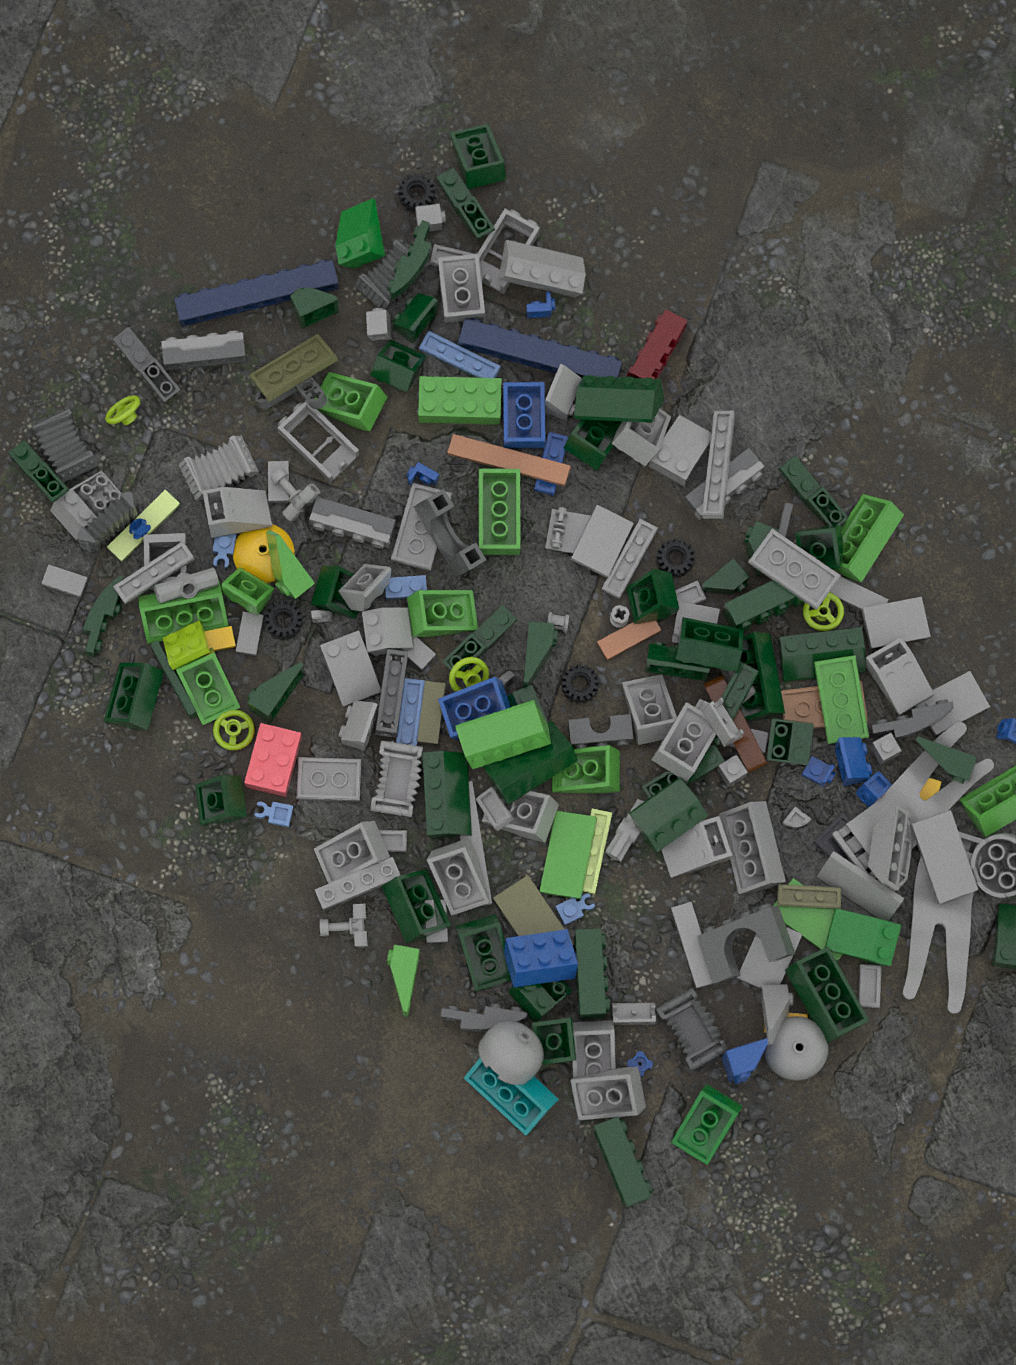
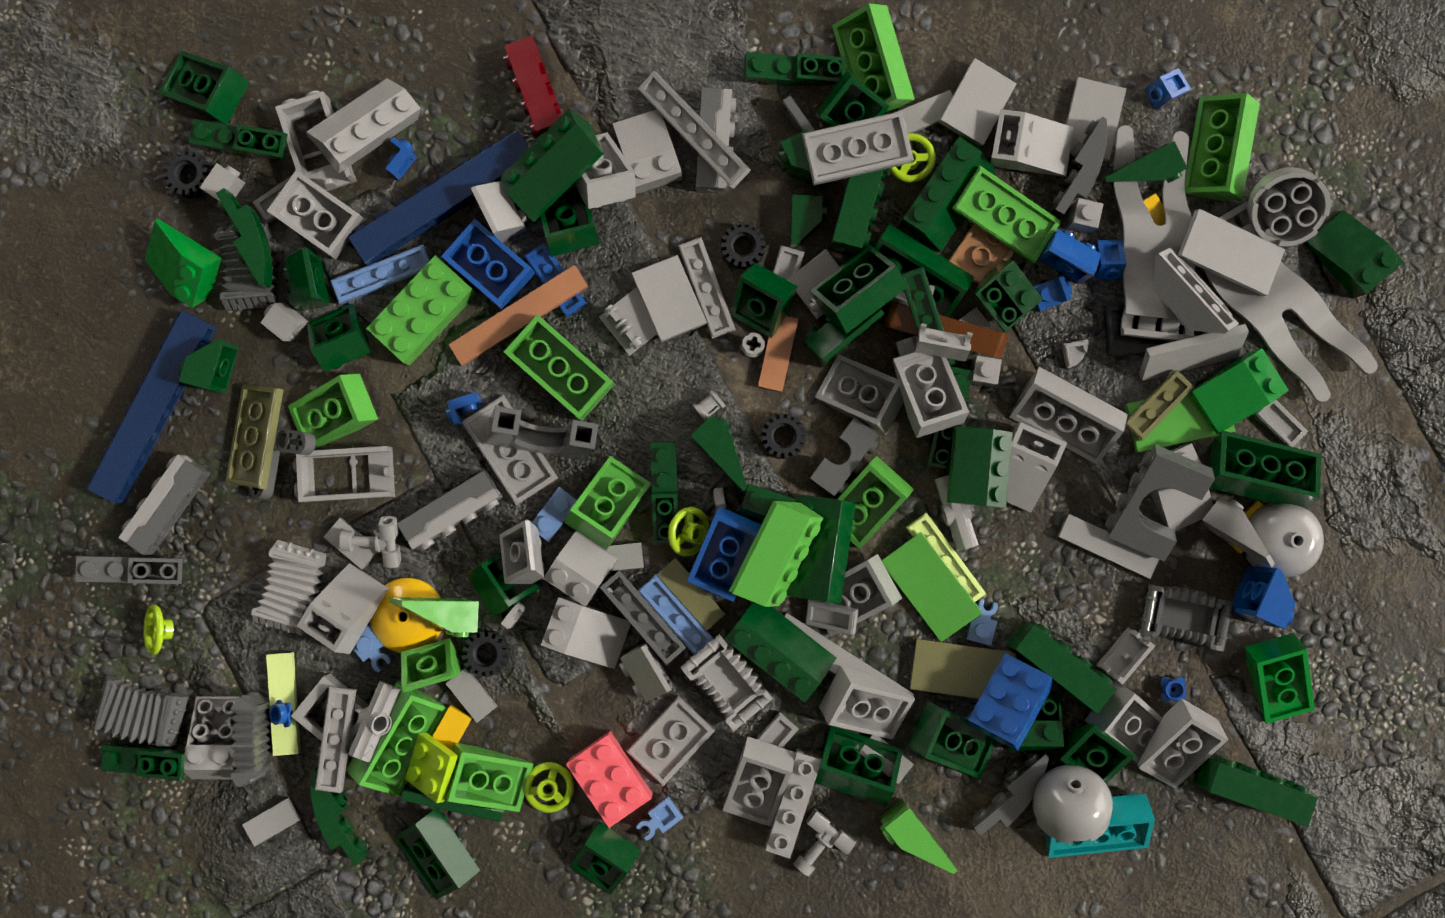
camera: 45 degrees left, 10 degrees up
(272, 694) = (549, 733): dark green slope -> none

